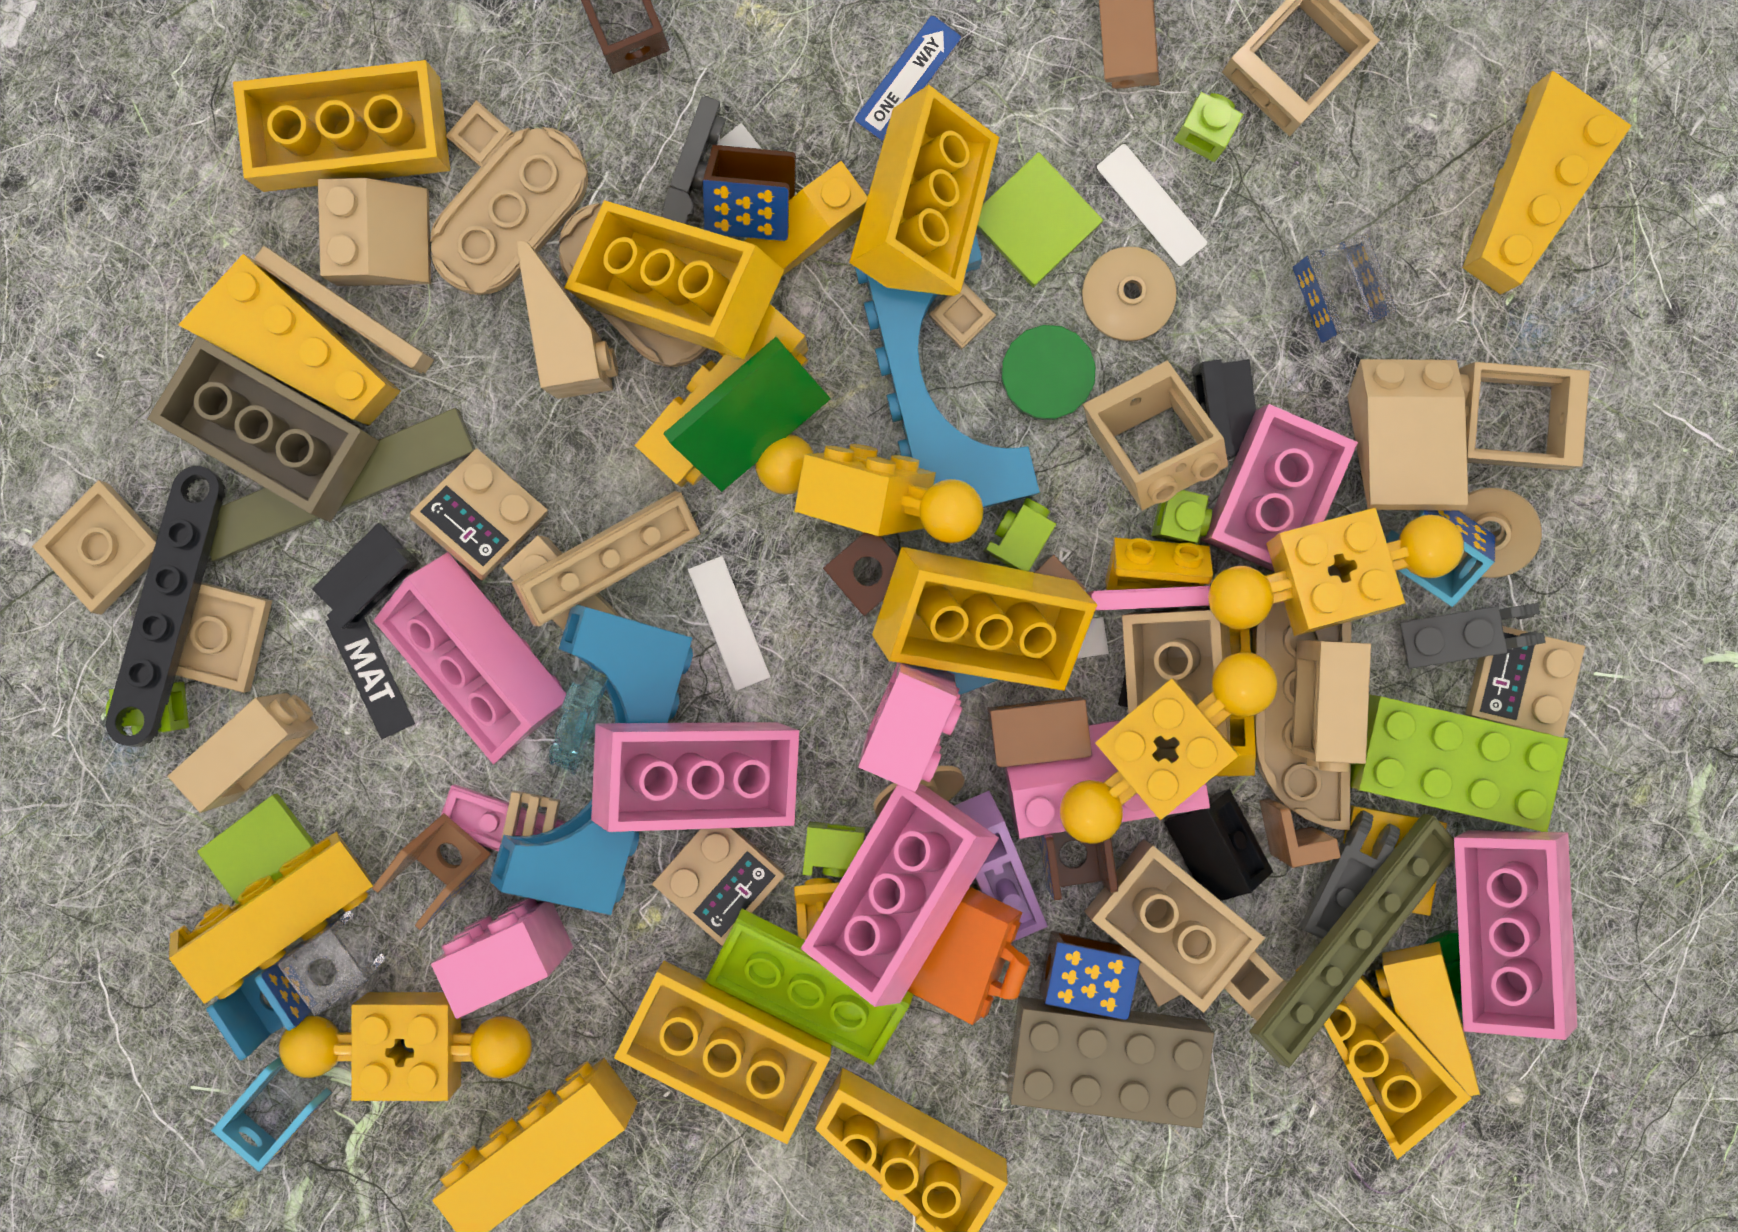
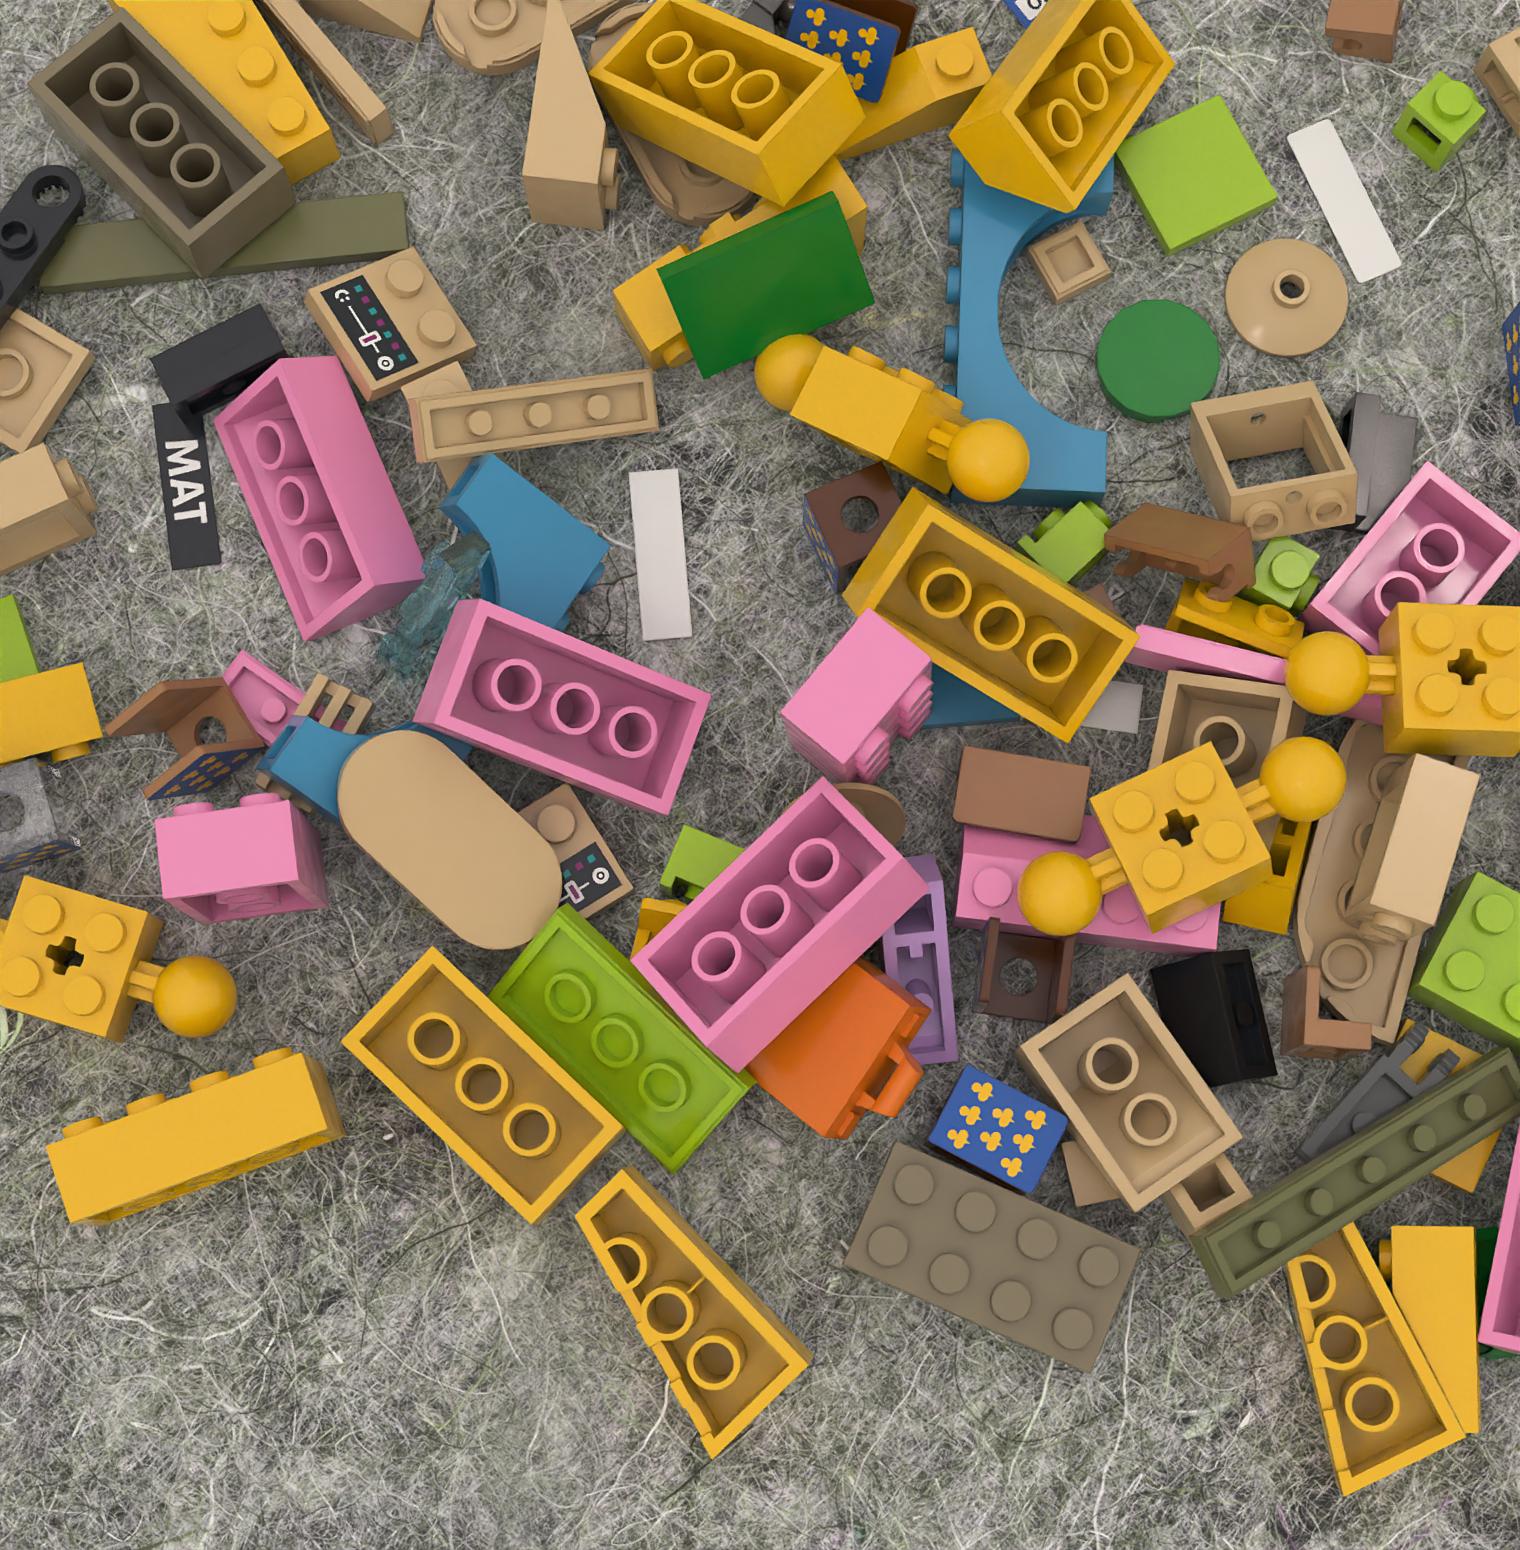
camera: 15 degrees right, 10 degrees down
(643, 892) = (448, 839): none -> tan tile
(1109, 519) = (1186, 546): none -> medium nougat hinge

